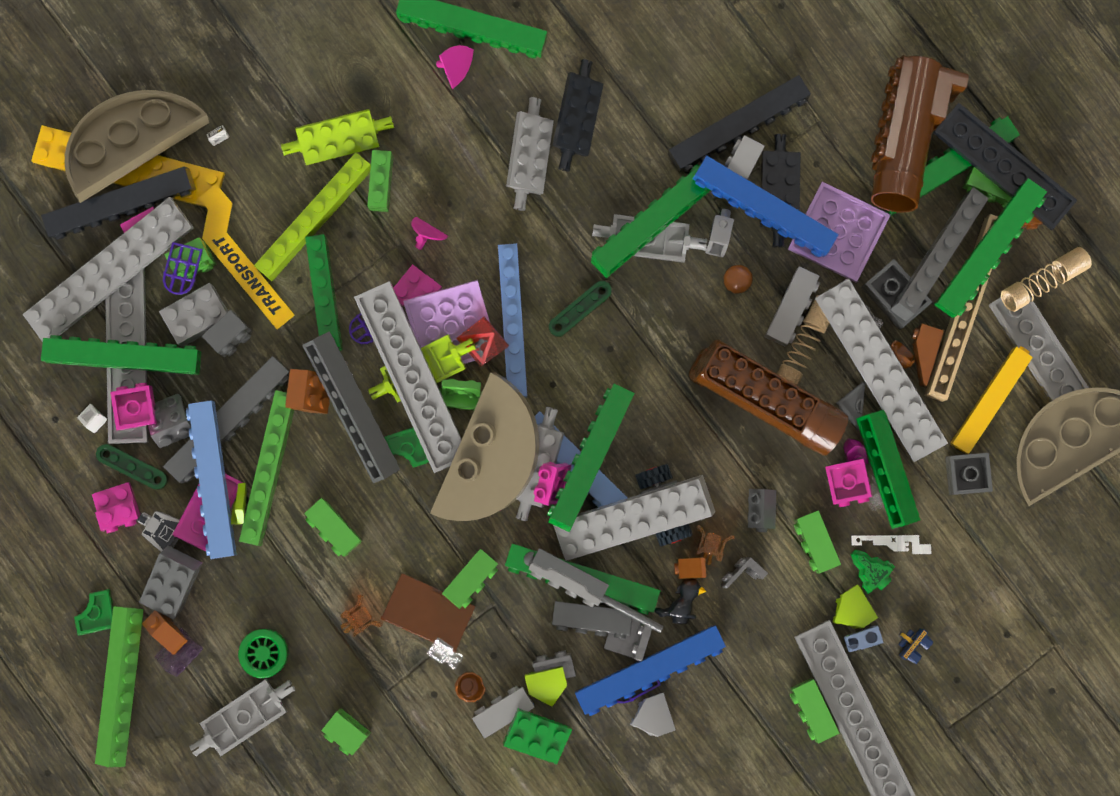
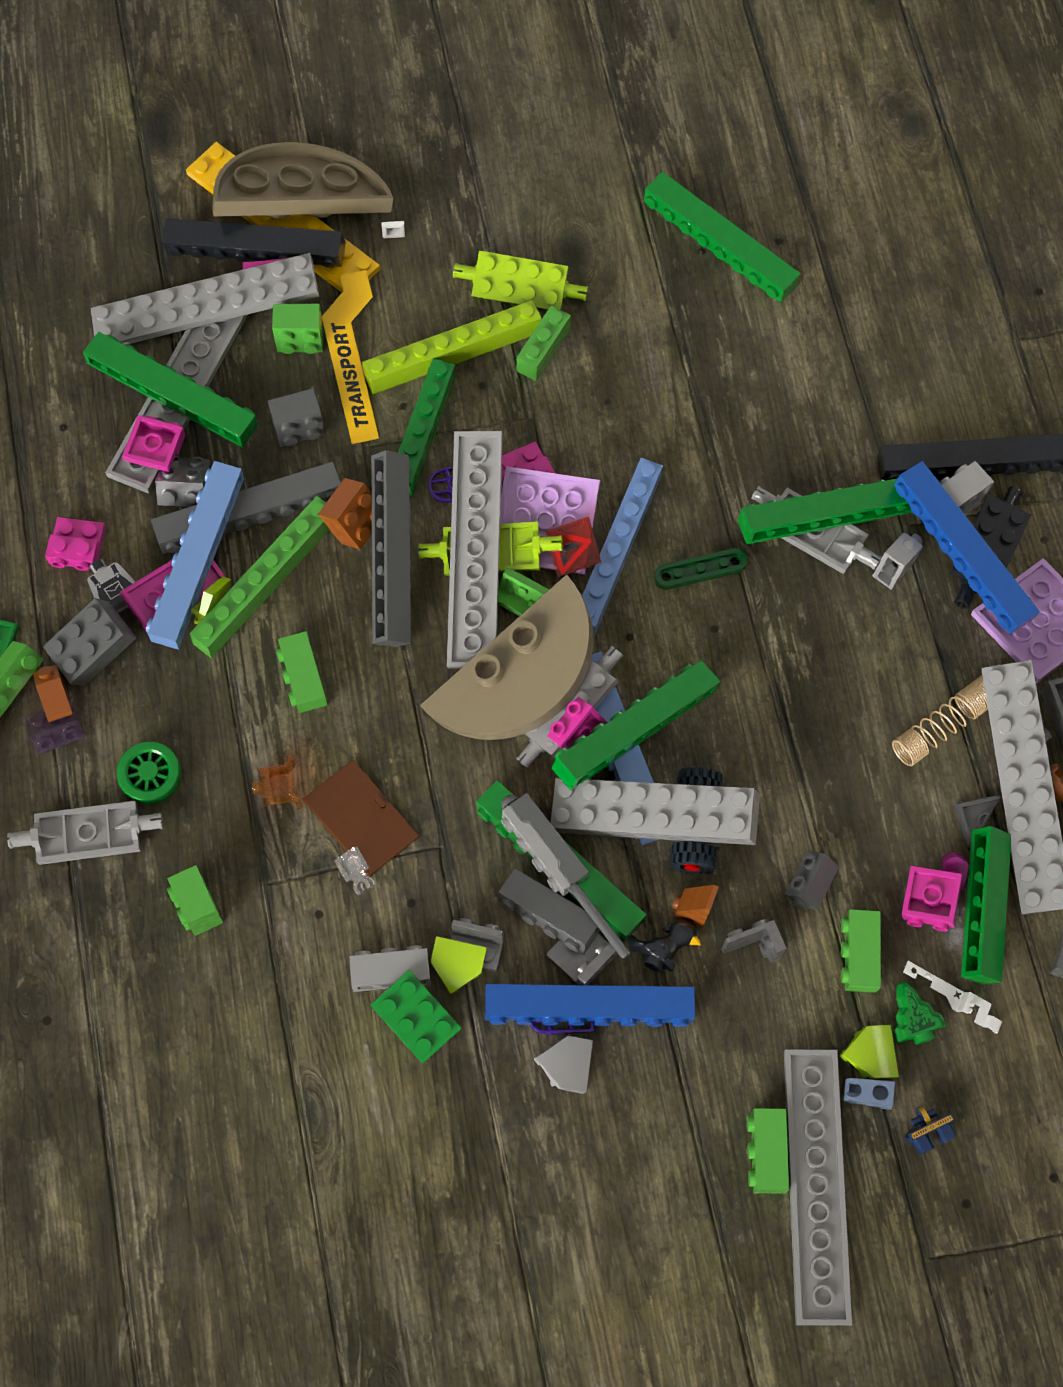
camera: 25 degrees right, 15 degrees down
(92, 418) = (103, 443): white slope -> none
(131, 466) = (116, 509): dark green plate -> none
(187, 264) = (283, 316): dark purple window -> none
(194, 314) = (267, 381): light grey brick -> none
(407, 445) = (432, 626): green tile -> none
(425, 232) = (562, 418): dark pink shield -> none
(456, 63) = (685, 264): dark pink shield -> none
(469, 687) = (364, 921): dark orange hair -> none
(470, 579) = (428, 800): bright green brick -> none
(529, 153) = (720, 387): light grey plate -> none
(577, 115) = (793, 371): black plate -> none
(711, 545) = (732, 895): clear orange piece -> none
(738, 279) = (898, 618): dark orange hair -> none
(769, 397) = (879, 748): reddish brown piece -> none
(792, 306) = (948, 674): light grey brick -> none

